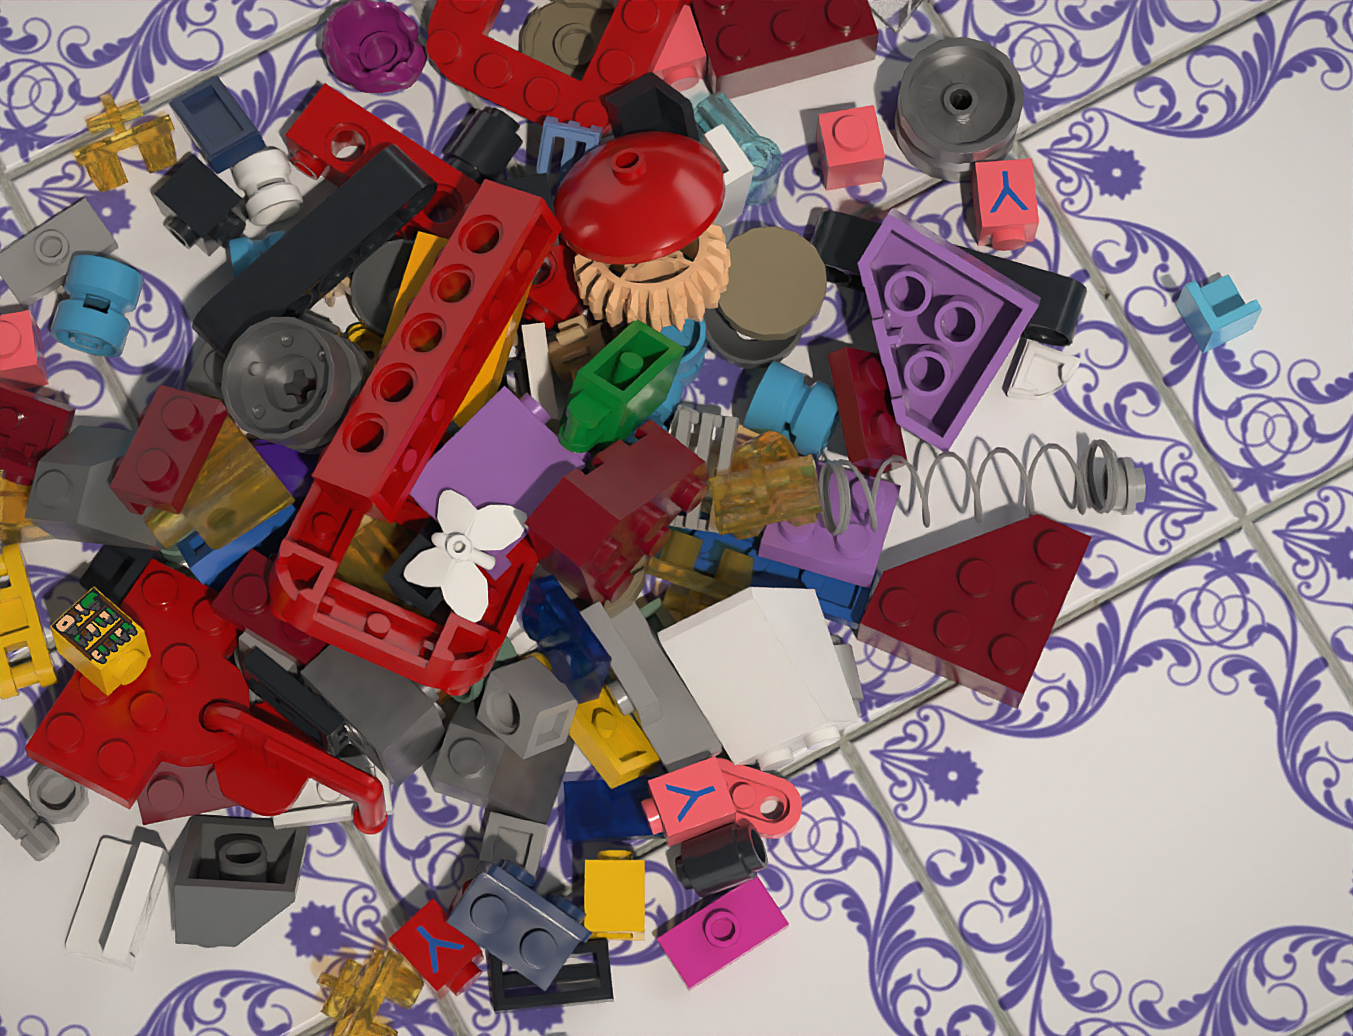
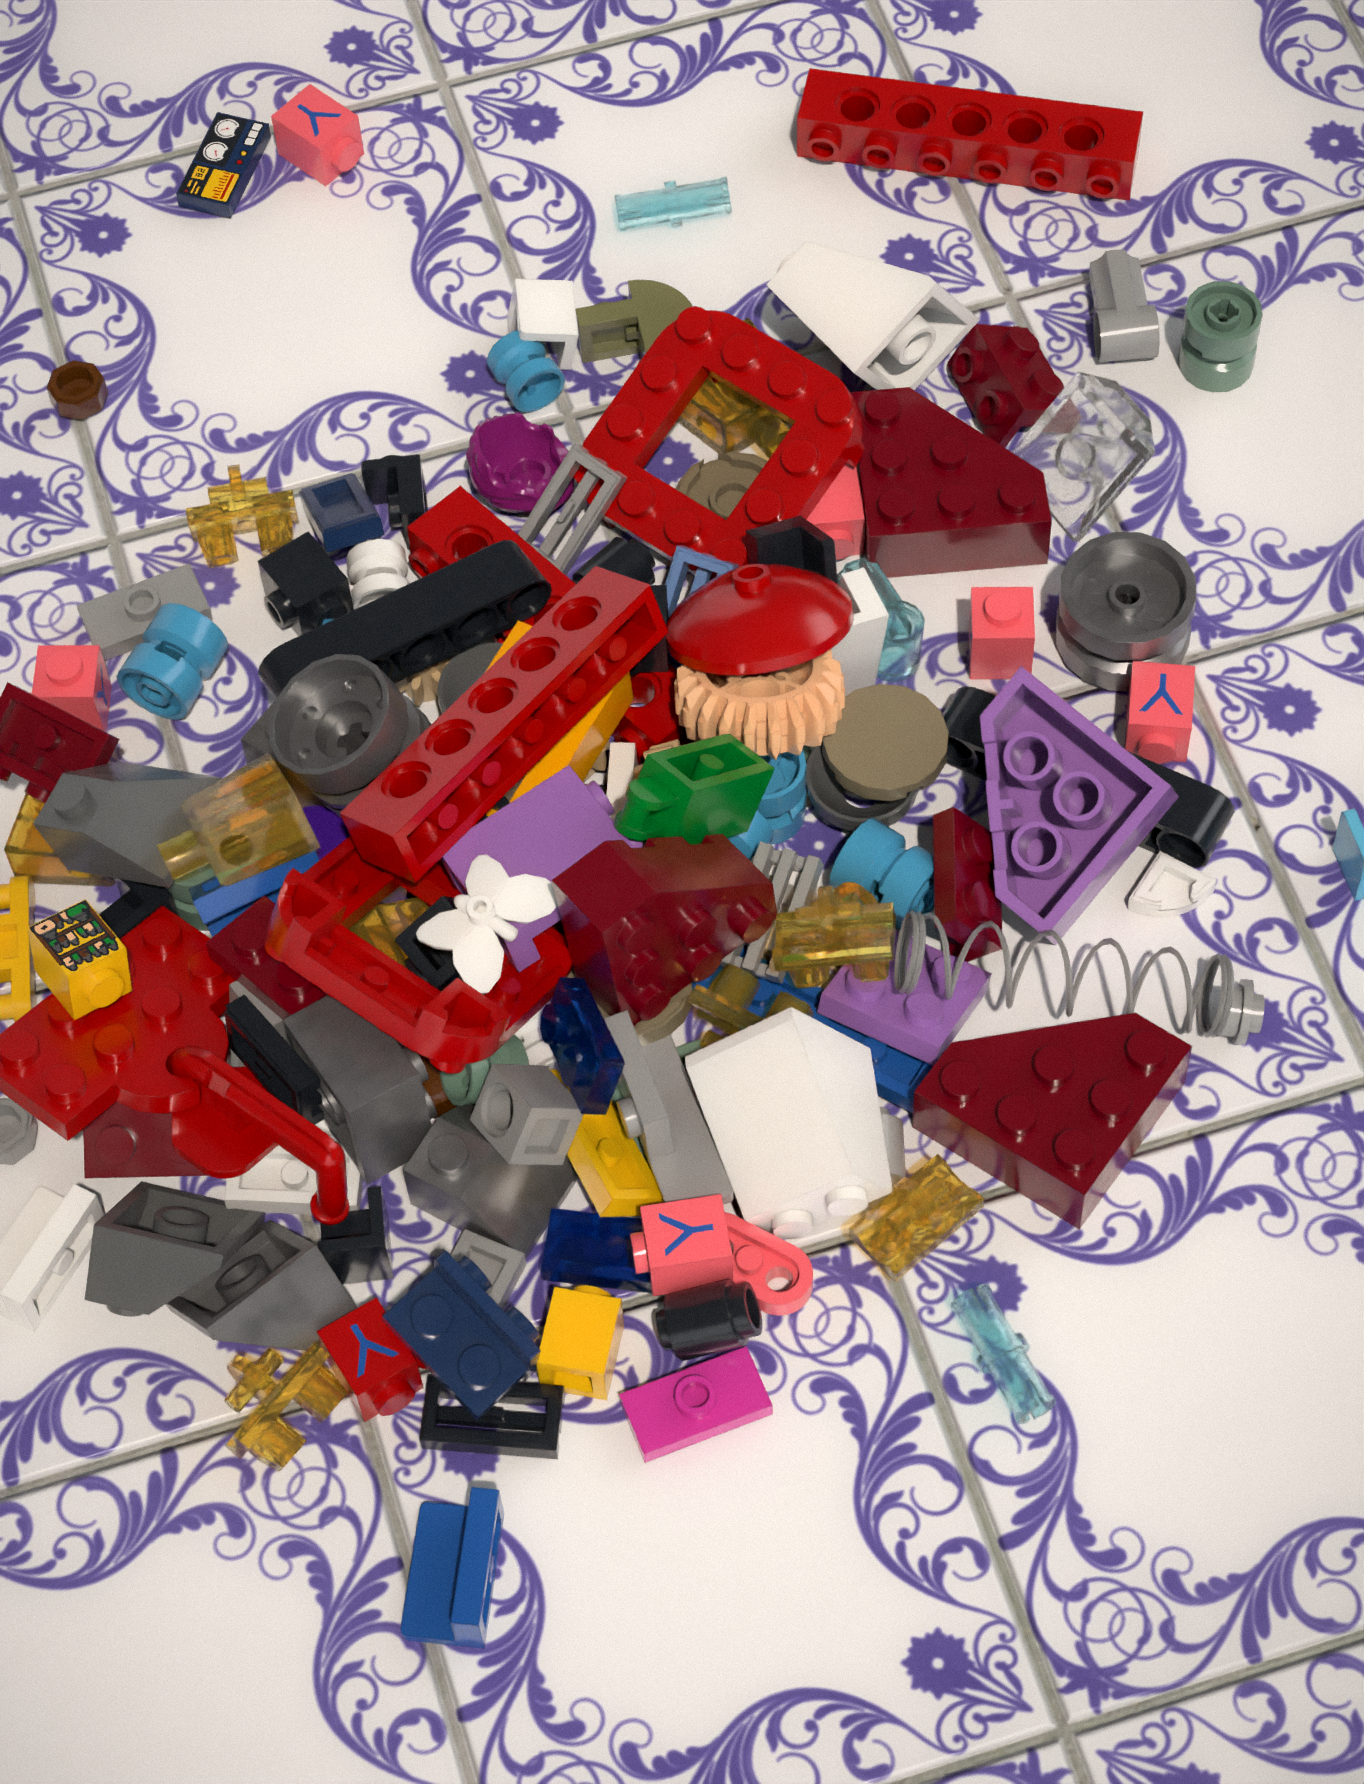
camera: 15 degrees right, 15 degrees down
(167, 450) = (195, 774): dark red bracket -> none
(268, 82) = (400, 484): none -> black bracket
(339, 910) = (267, 1293): none -> flat silver slope
(401, 844) = (360, 1244): none -> black panel
(450, 49) = (596, 469): none -> light grey tile
(882, 735) = (915, 1218): none -> clear yellow hips
(975, 840) = (1003, 1354): none -> clear light blue pin

